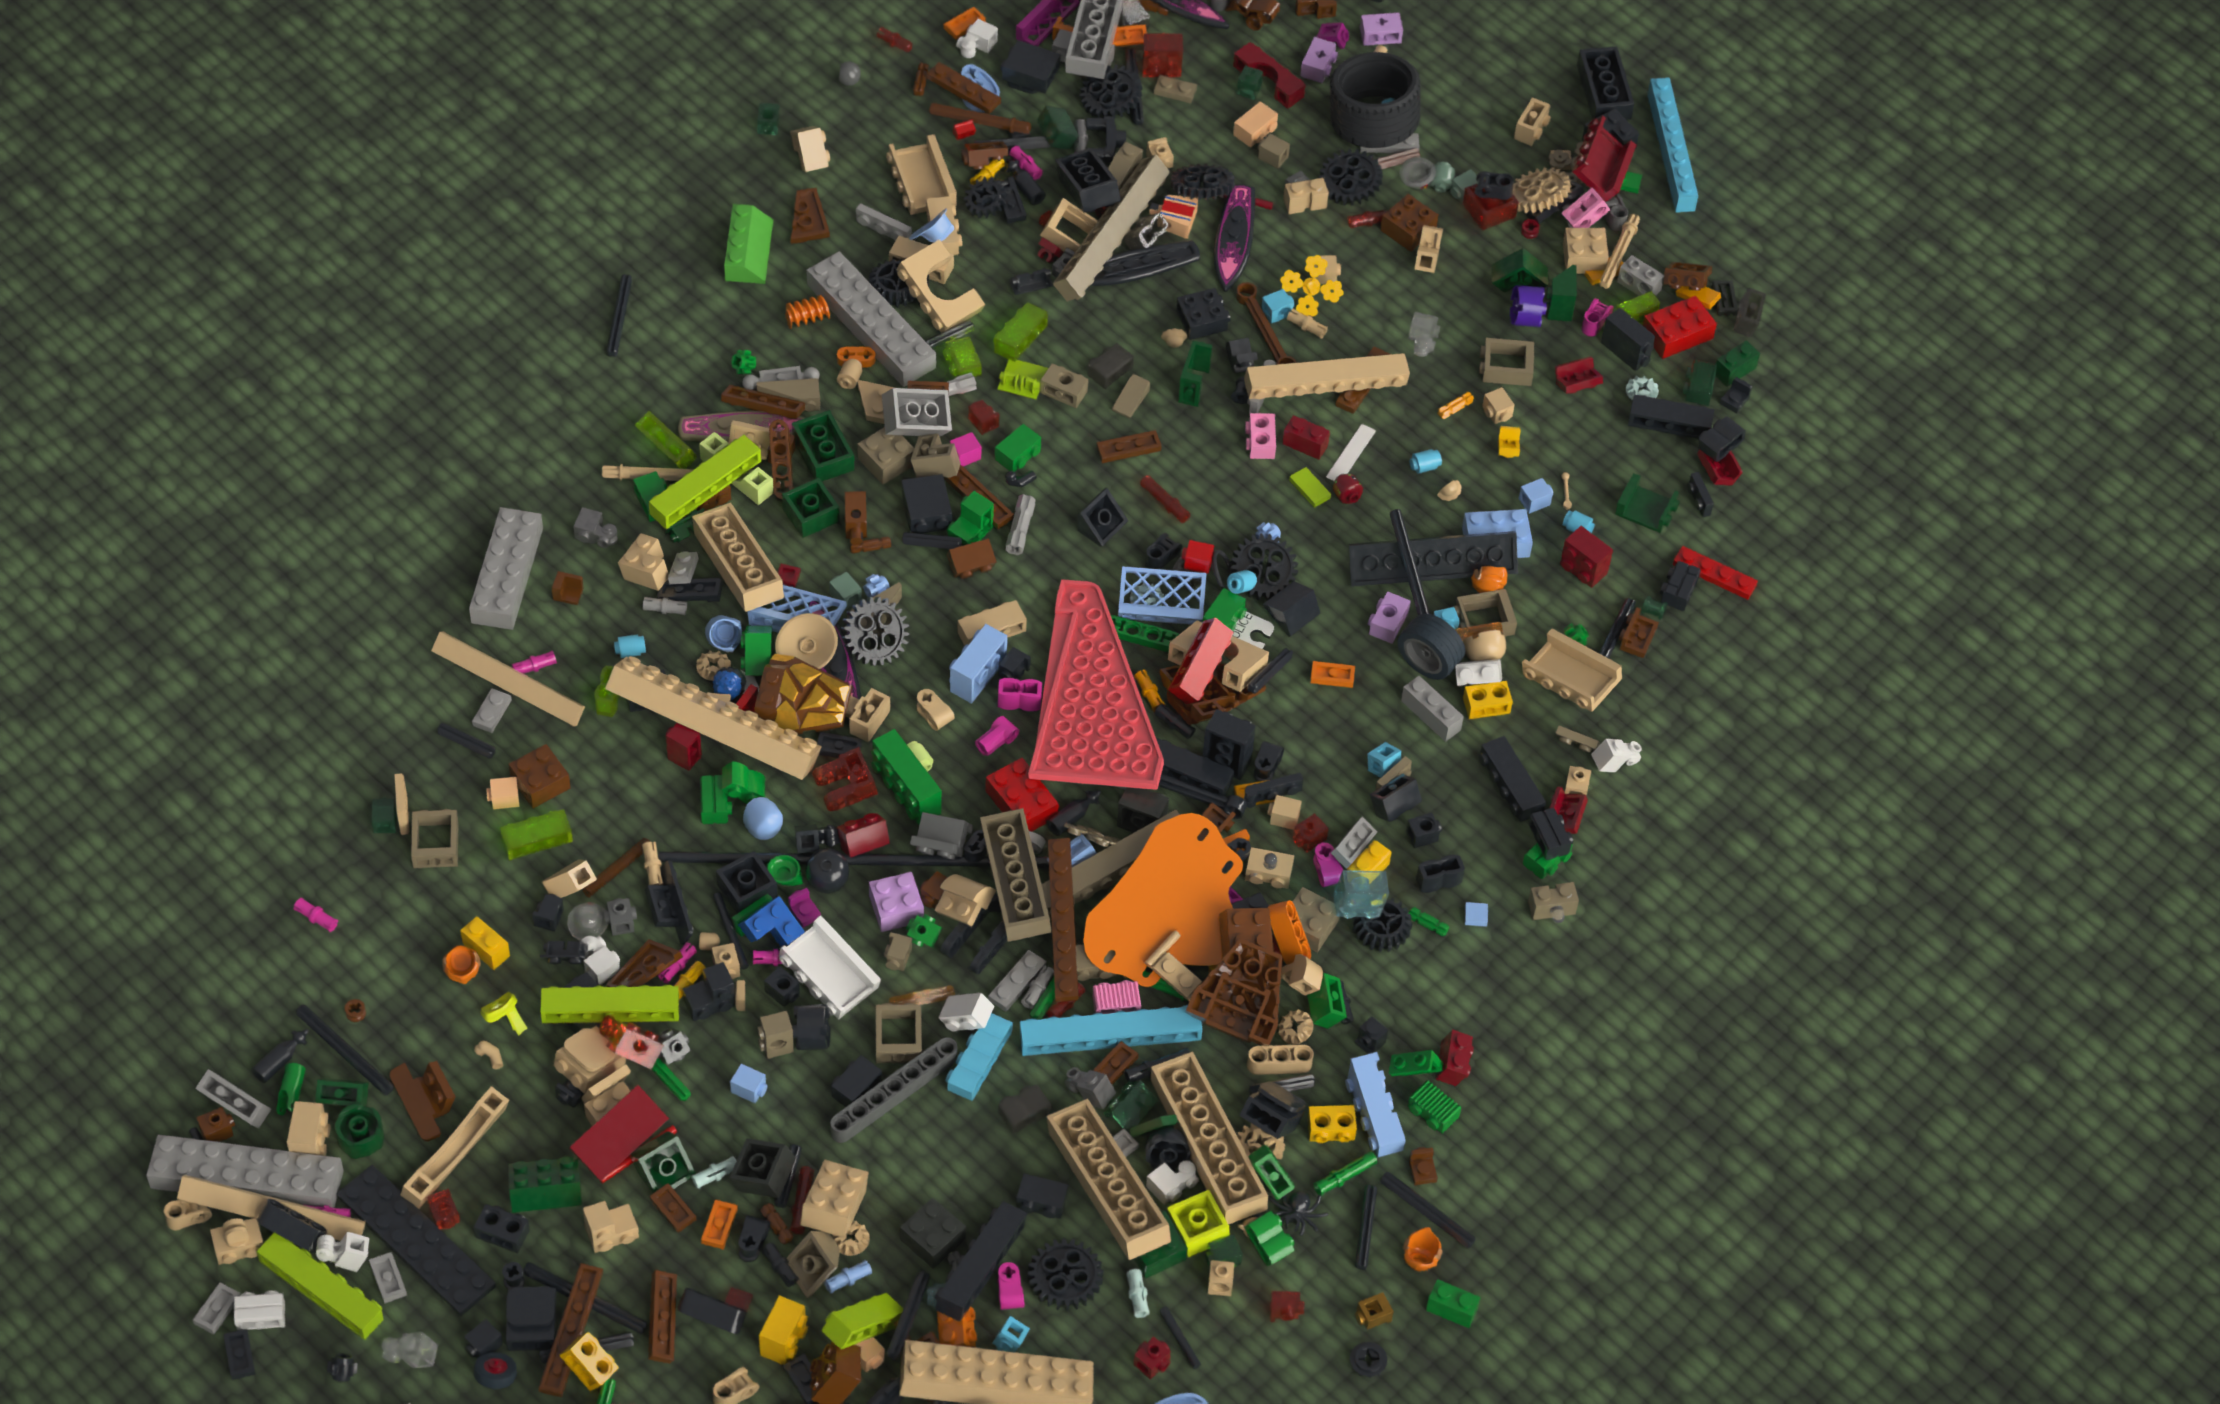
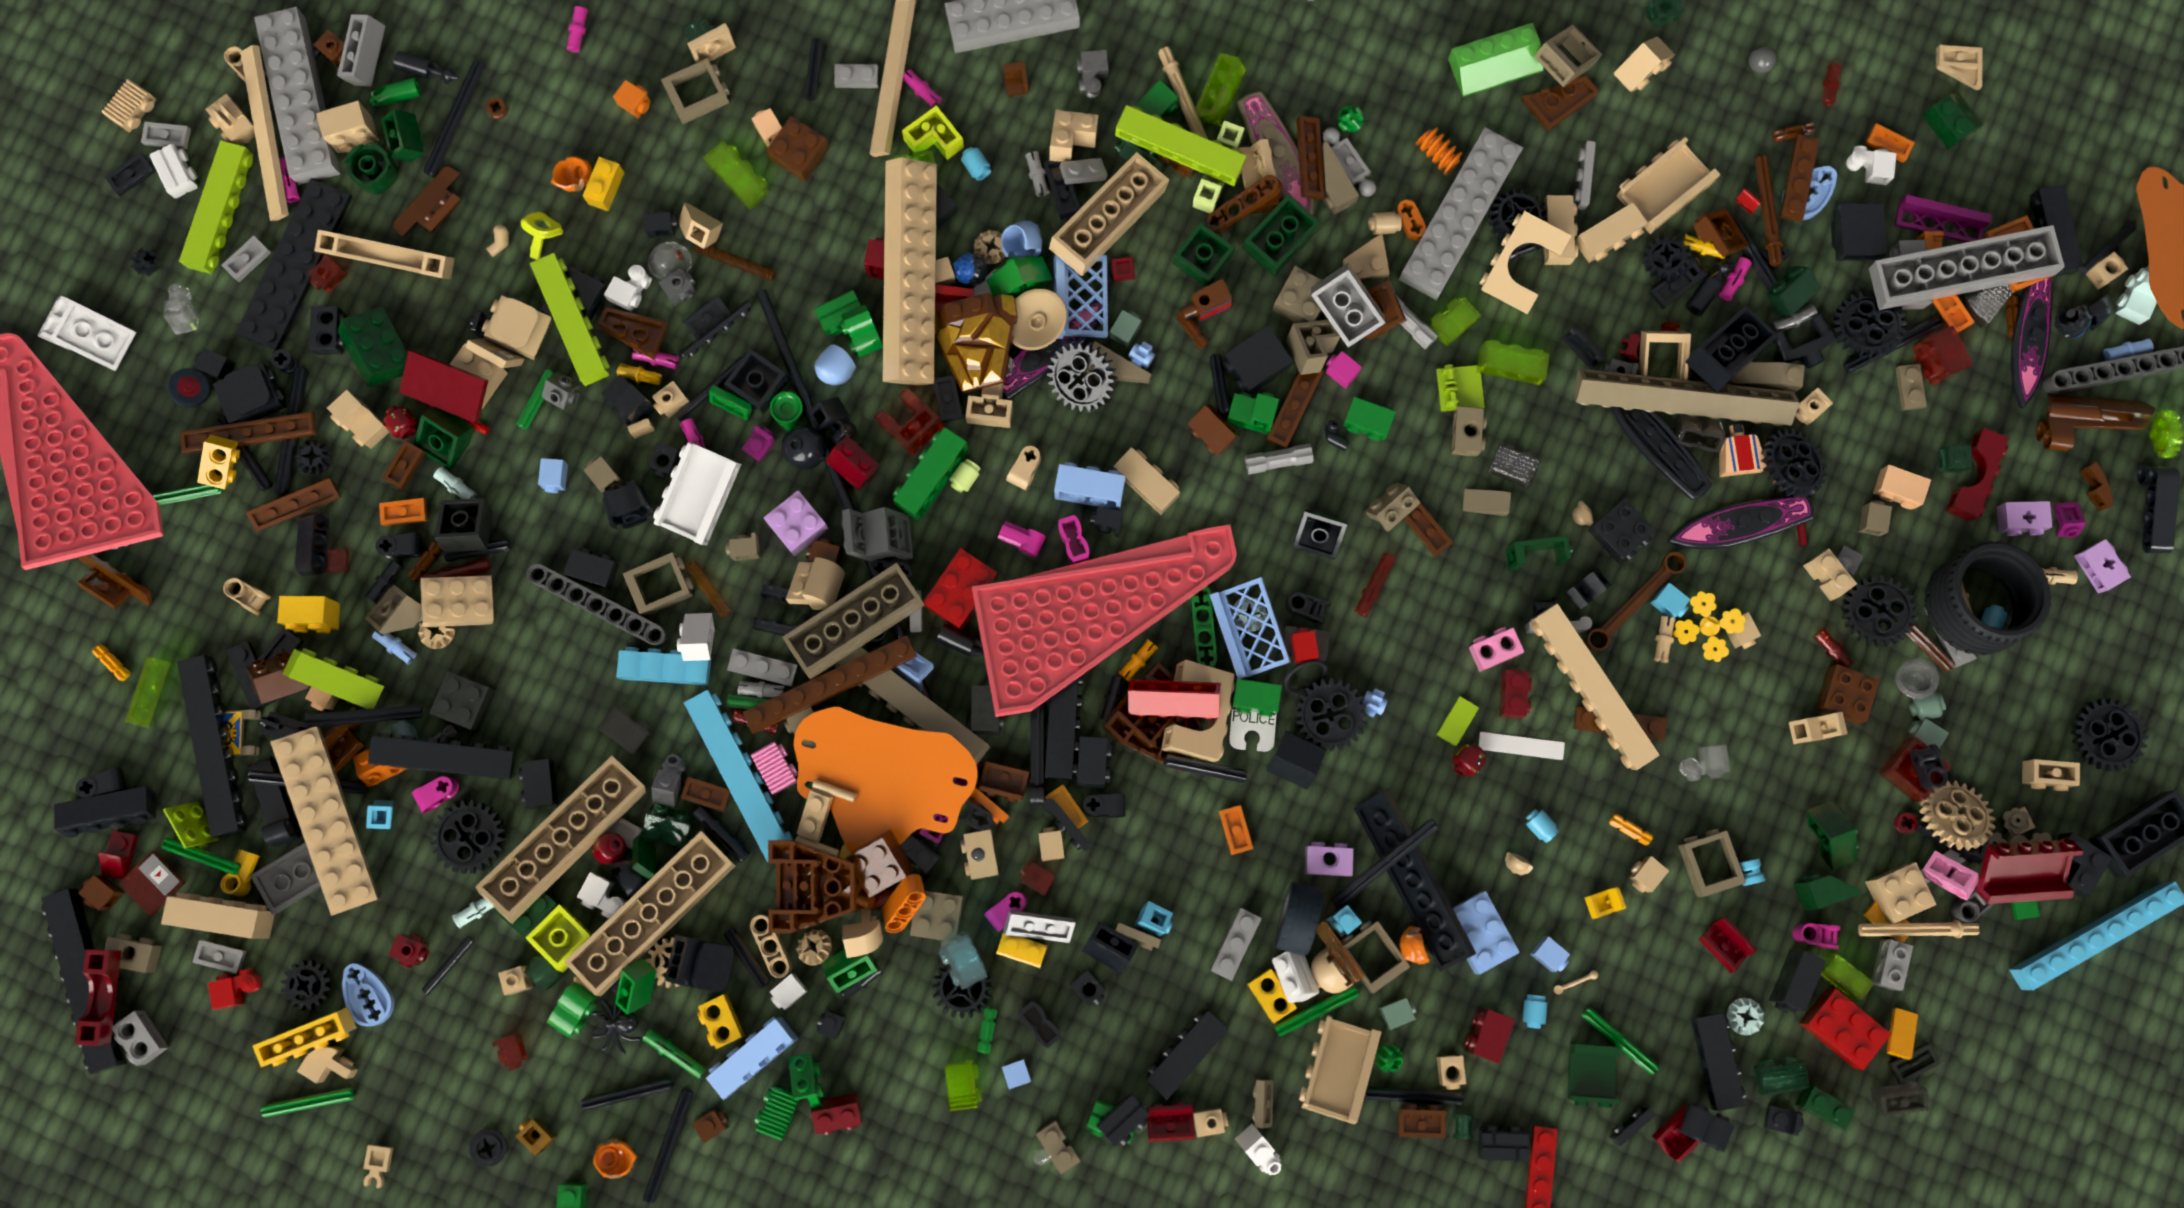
camera: 70 degrees right, 25 degrees up
(167, 1330) = (129, 106): none -> tan brick
(291, 1224) = (246, 166): black beam -> none
(347, 1253) = (249, 213): white brick -> none
(413, 892) = (632, 99): none -> orange brick
(574, 954) = (618, 264): black hinge -> none
(584, 661) = (933, 129): none -> neon yellow brick
(625, 1296) = (320, 463): none -> black gear
(629, 1192) = (400, 422): none -> dark red head
(631, 1041) = (532, 358): clear red brick -> none
(652, 863) = (746, 290): tan pin -> none
(708, 940) = (688, 374): tan piece -> none
(766, 194) = (1558, 63): none -> dark tan window
(774, 918) = (723, 422): blue brick -> none
(931, 934) = (773, 561): green brick -> none
(936, 229) = (1592, 226): light blue piece -> none
(950, 334) = (1477, 294): axle -> none
(983, 417) = (1392, 369): clear red brick -> none
(1092, 834) = (937, 677): dark tan plant -> none
(1102, 459) = (1393, 505): none -> dark tan bracket
(1134, 1152) = (609, 848): none -> dark red head
(1241, 581) = (1295, 700): medium azure brick -> none
(1328, 1057) = (788, 992): none -> white brick
(1469, 955) = (962, 1085): none -> clear neon green brick
(1503, 77) = (2100, 715): none -> black gear
(1514, 676) = (1316, 1011): none -> green axle
(1527, 306) = (1791, 858): dark purple brick -> none
(1531, 336) = (1754, 876): none -> medium azure wheel
(1540, 617) = (1397, 1013): none -> sand green brick
(1604, 598) = (1444, 1063): none -> tan brick
(1623, 479) = (1620, 1041): none -> green axle
(1687, 274) = (1919, 1014): reddish brown plate -> none

